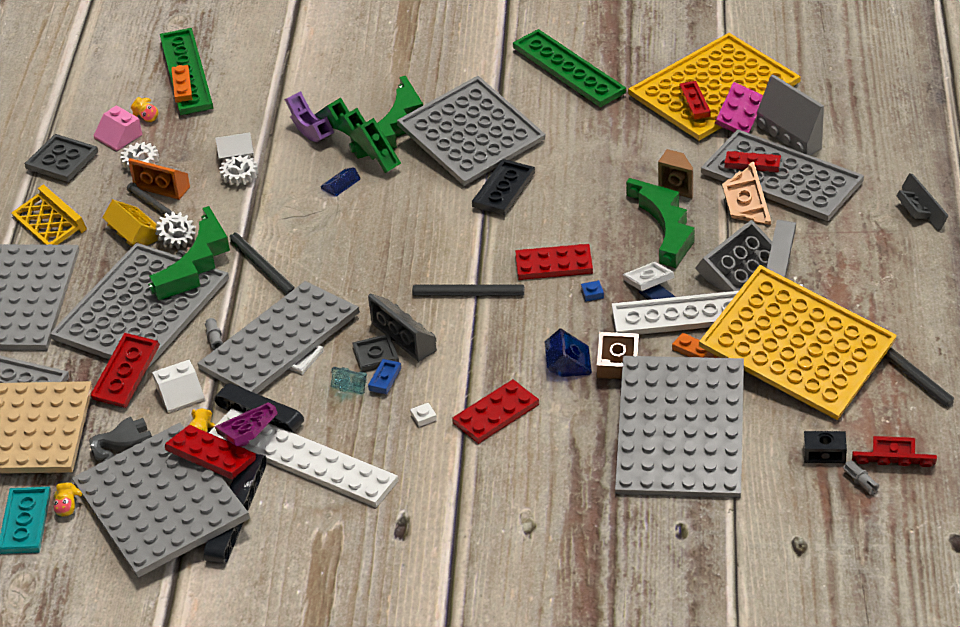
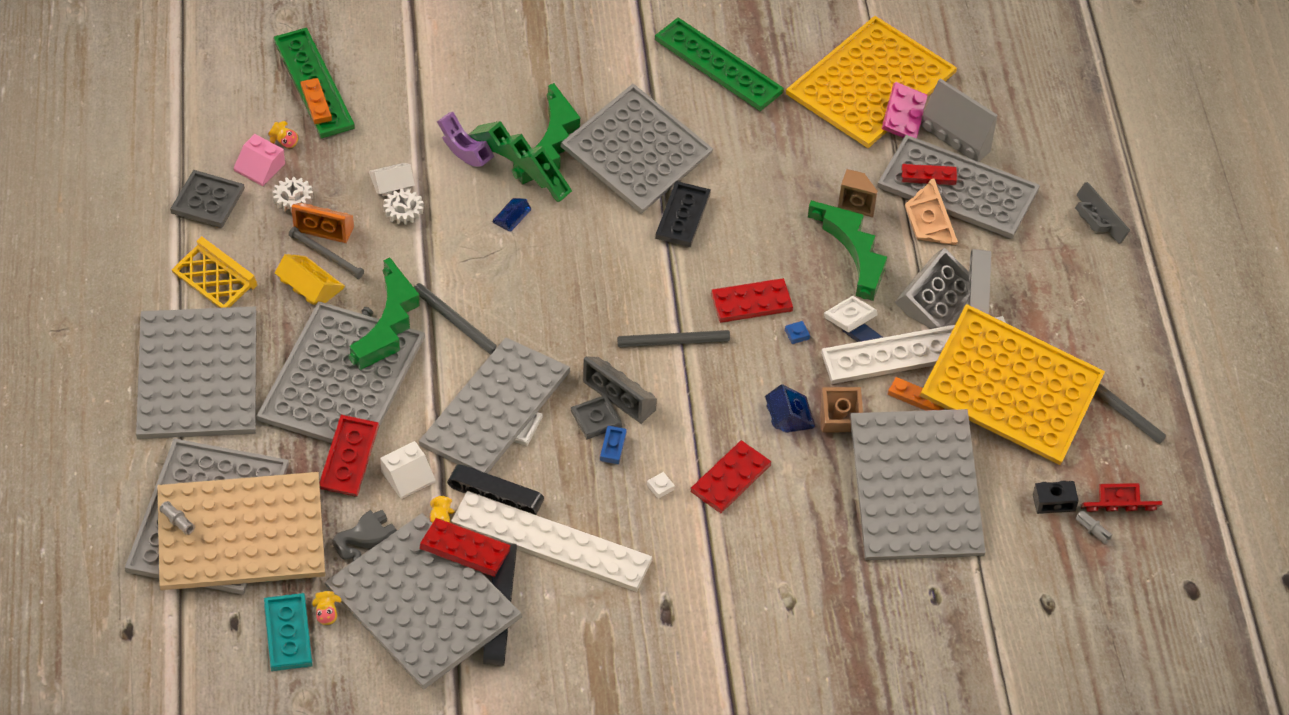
camera: 15 degrees left, 10 degrees up
(177, 230) = (356, 284): white gear -> none
(213, 333) = (426, 405): light grey pin -> none
(247, 425) = (496, 515): magenta plate -> none
(348, 380) = (578, 452): clear light blue hips -> none
(694, 100) = (858, 102): red plate -> none

